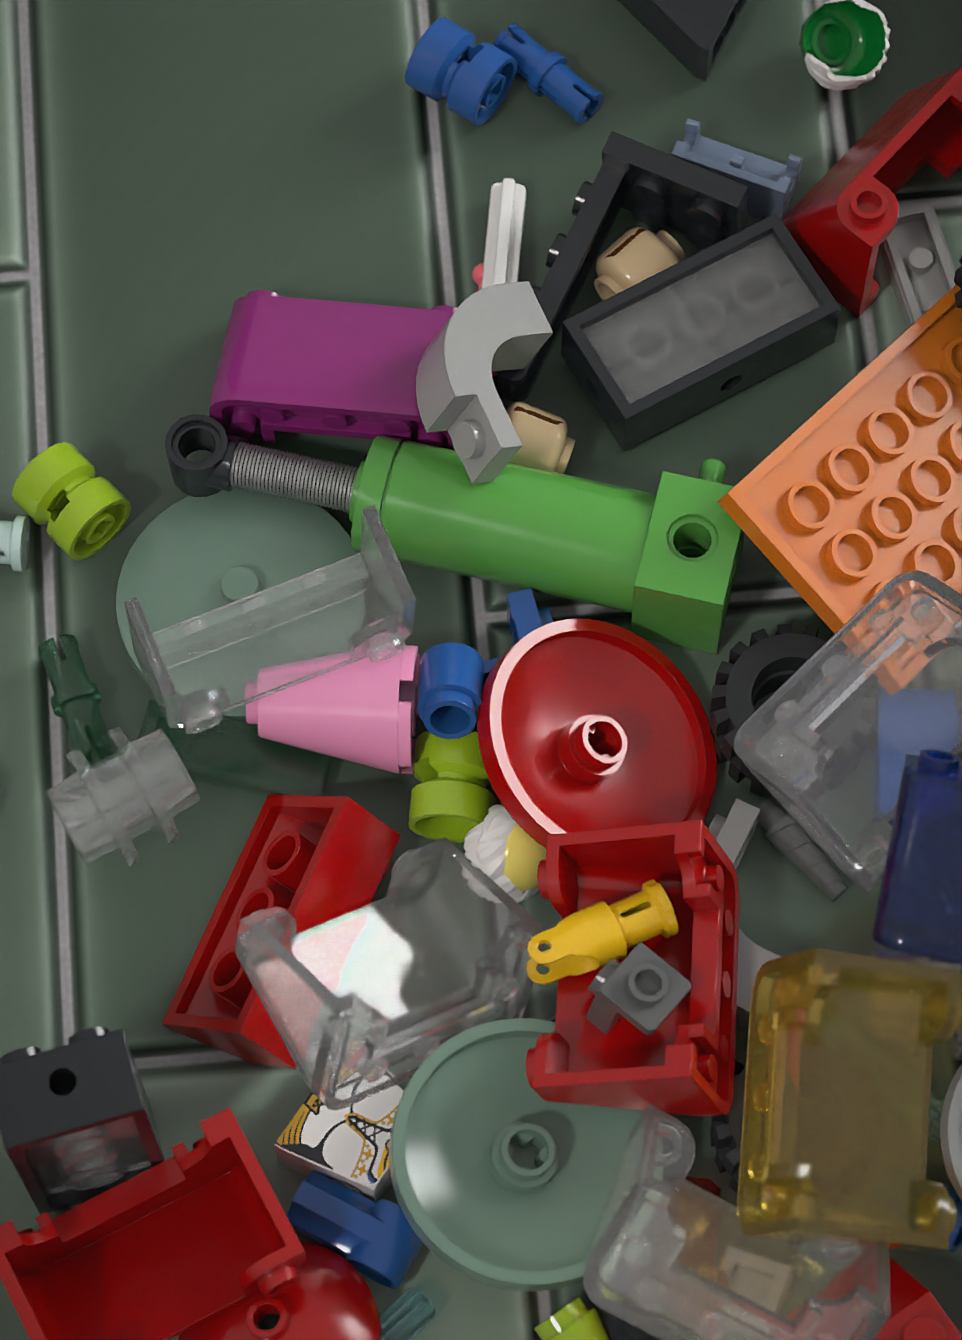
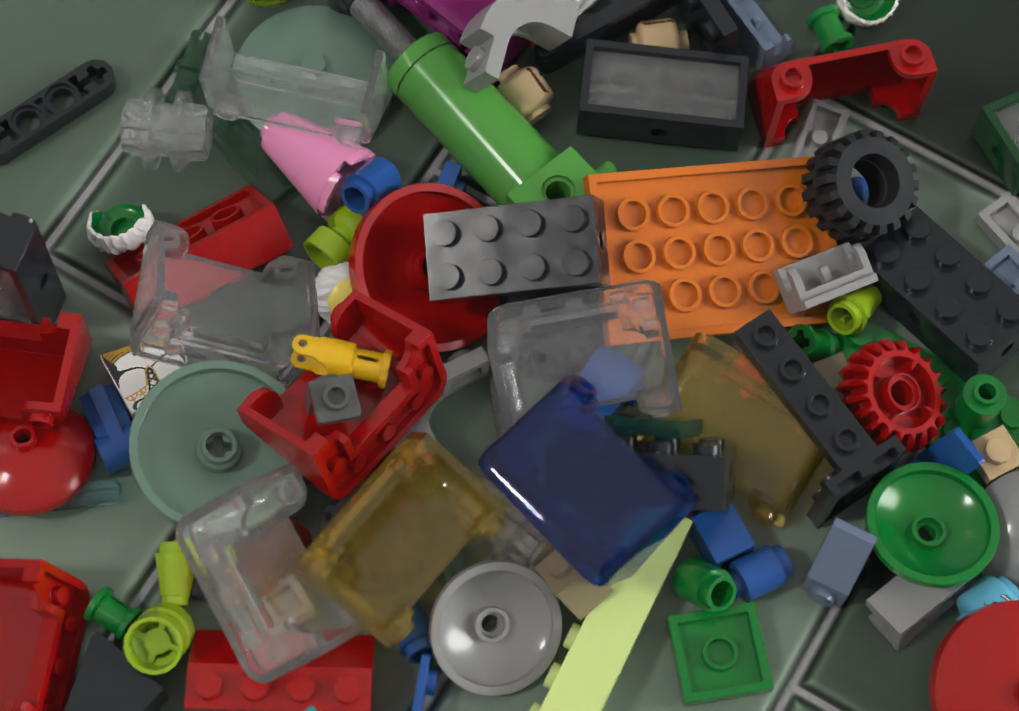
camera: 30 degrees right, 0 degrees up
(157, 964) = (119, 228): none -> hair
(710, 648) = (516, 250): none -> black brick
(830, 116) = (830, 30): none -> green bush

